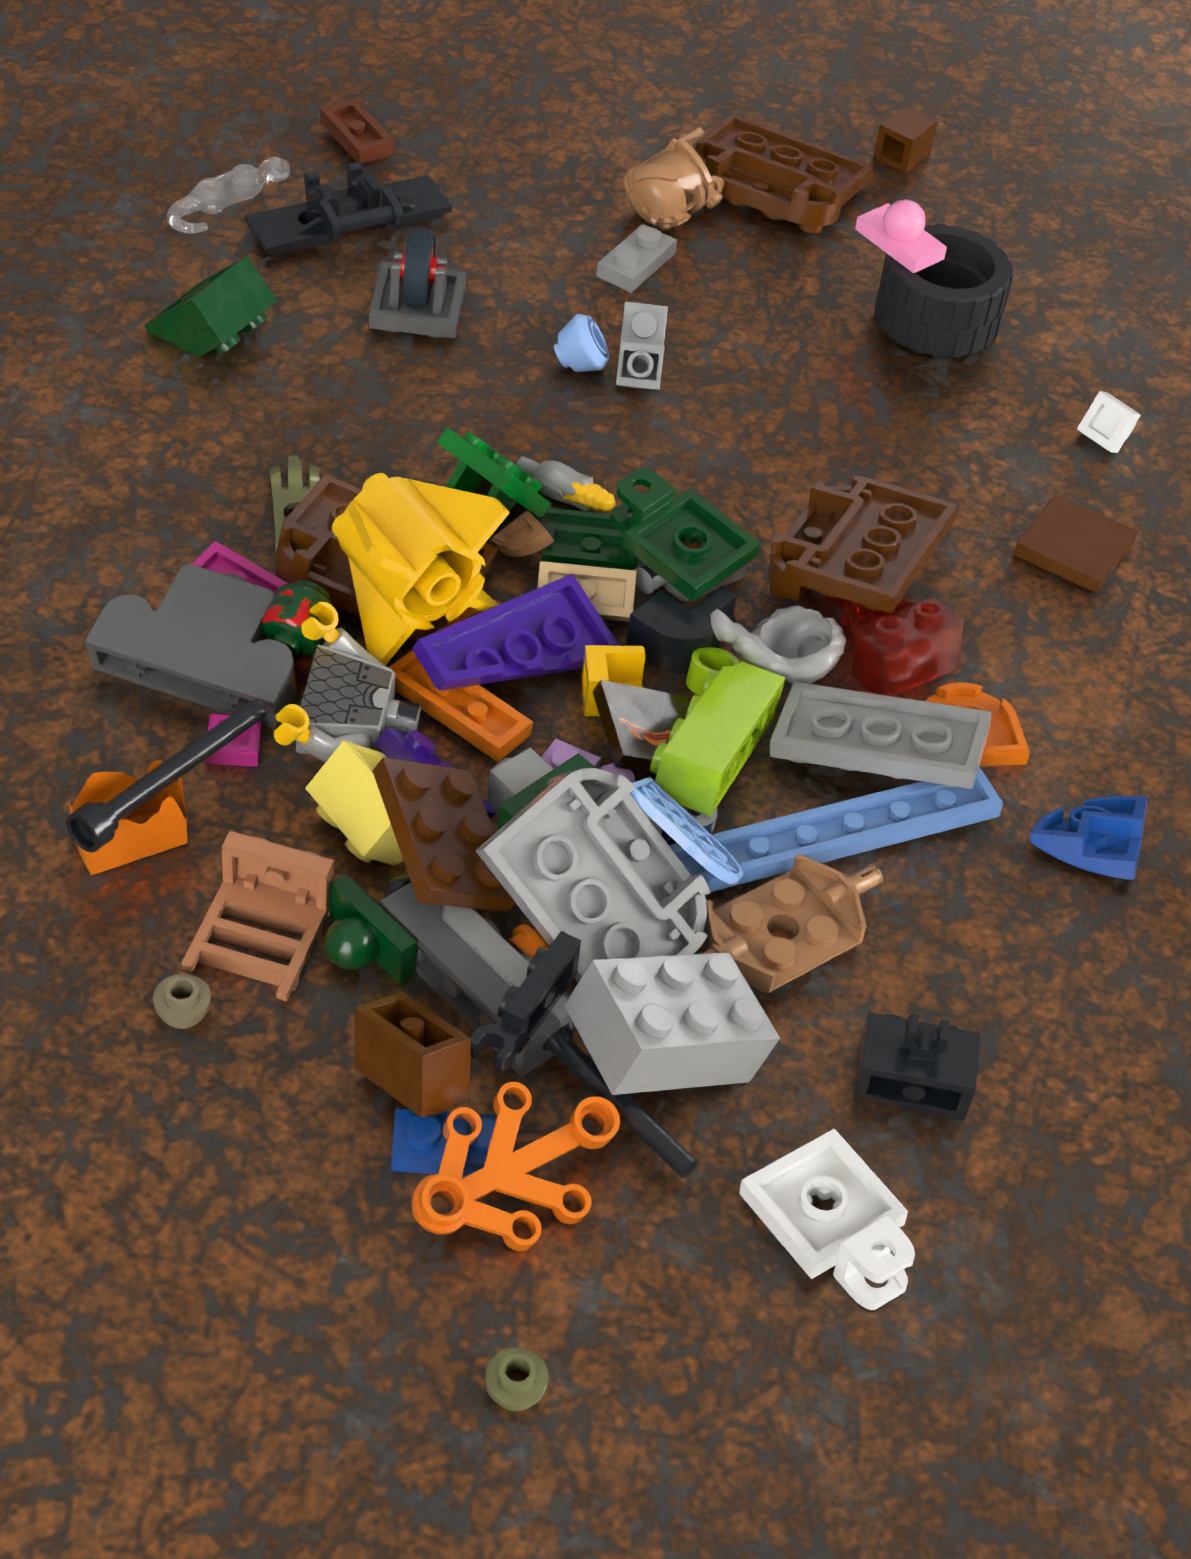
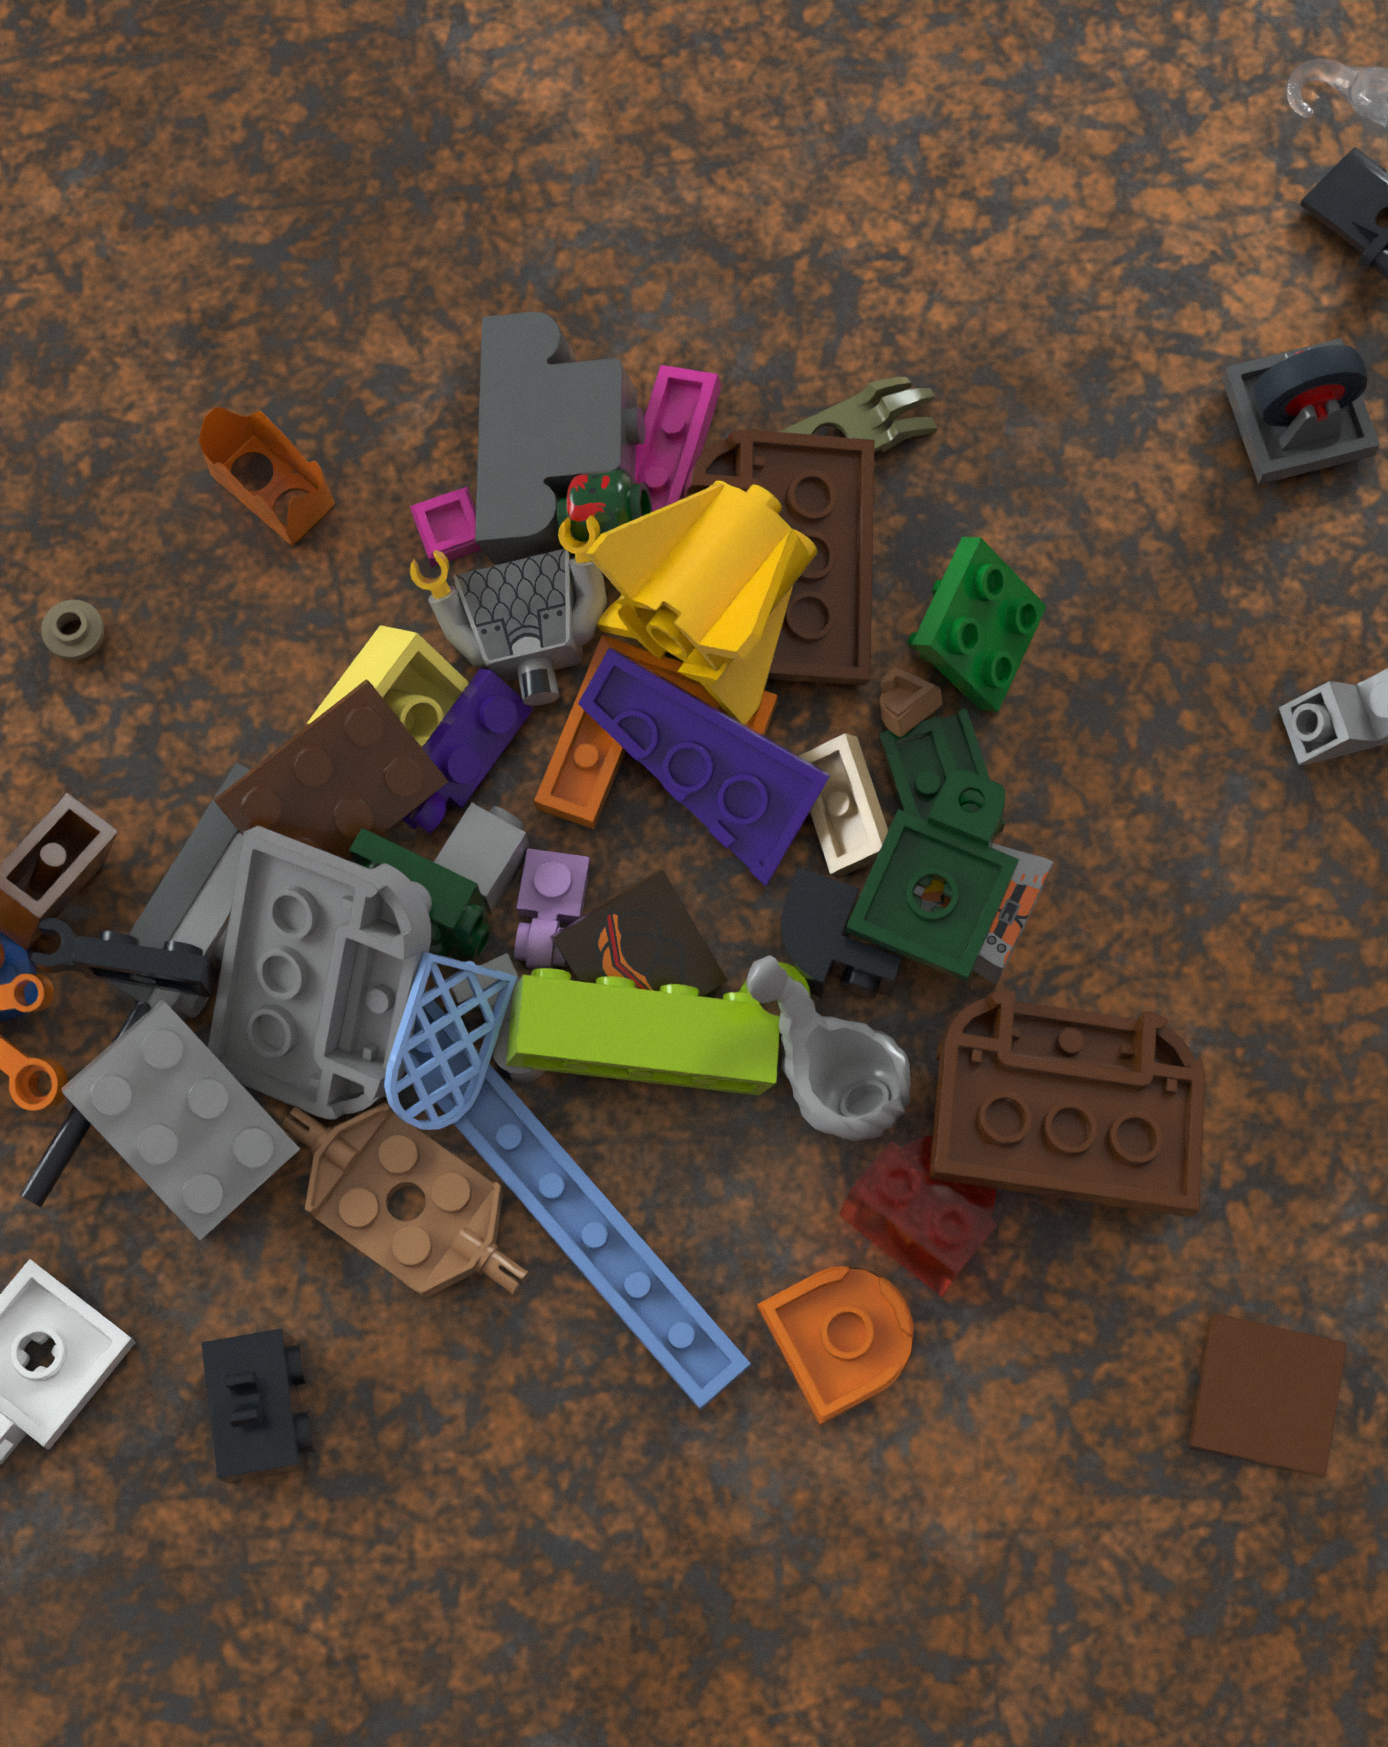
camera: 80 degrees right, 25 degrees up
(96, 823) = (192, 446): black piece -> none
(215, 310) = (1135, 197): dark green slope -> none
(270, 888) = (237, 660): nougat plate -> none
(367, 933) = (204, 759): dark green tile -> none
(568, 485) = (1037, 713): light grey piece -> none
(582, 345) = (1312, 640): light blue cone -> none
(610, 664) = (709, 886): yellow panel -> none
(881, 735) = (743, 1230): light grey plate -> none
(1097, 836) = (718, 1543): blue brick -> none

